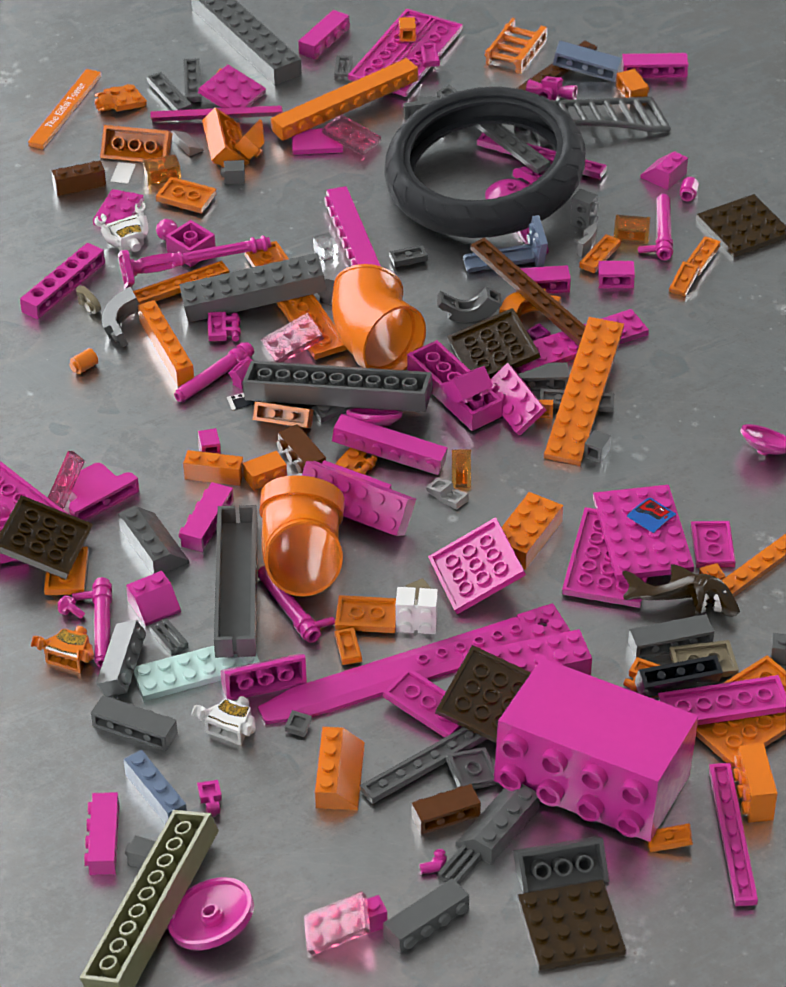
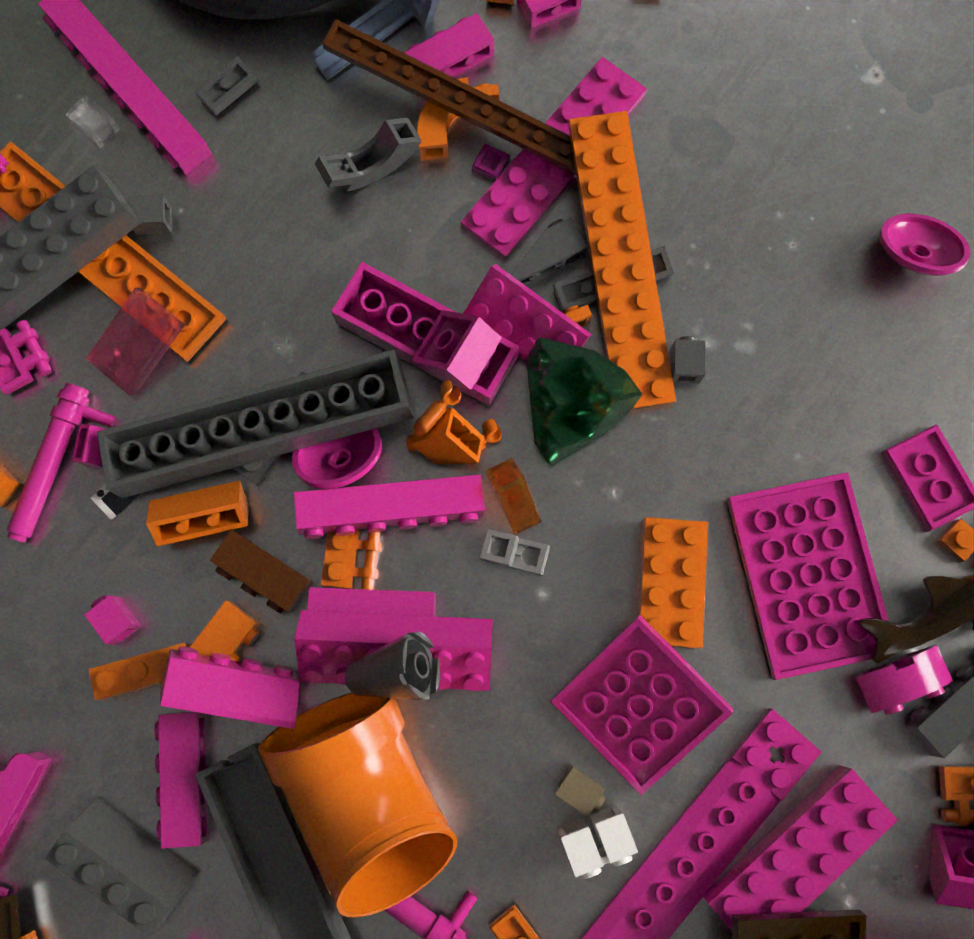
camera: 25 degrees left, 35 degrees up
(247, 468) = (230, 688): none -> dark pink slope
(356, 480) = (396, 670): none -> dark grey cone
(366, 614) = (517, 863): orange plate -> none
(374, 318) = (249, 272): orange cylinder -> none
(439, 425) = (446, 436): none -> orange torso
(494, 343) = (446, 228): dark brown plate -> none
(521, 434) = (574, 396): none -> clear green brick
(633, 546) = (839, 515): dark pink plate -> none
(635, 612) = (904, 680): none -> dark pink brick
(650, 514) = (844, 484): sticker -> none

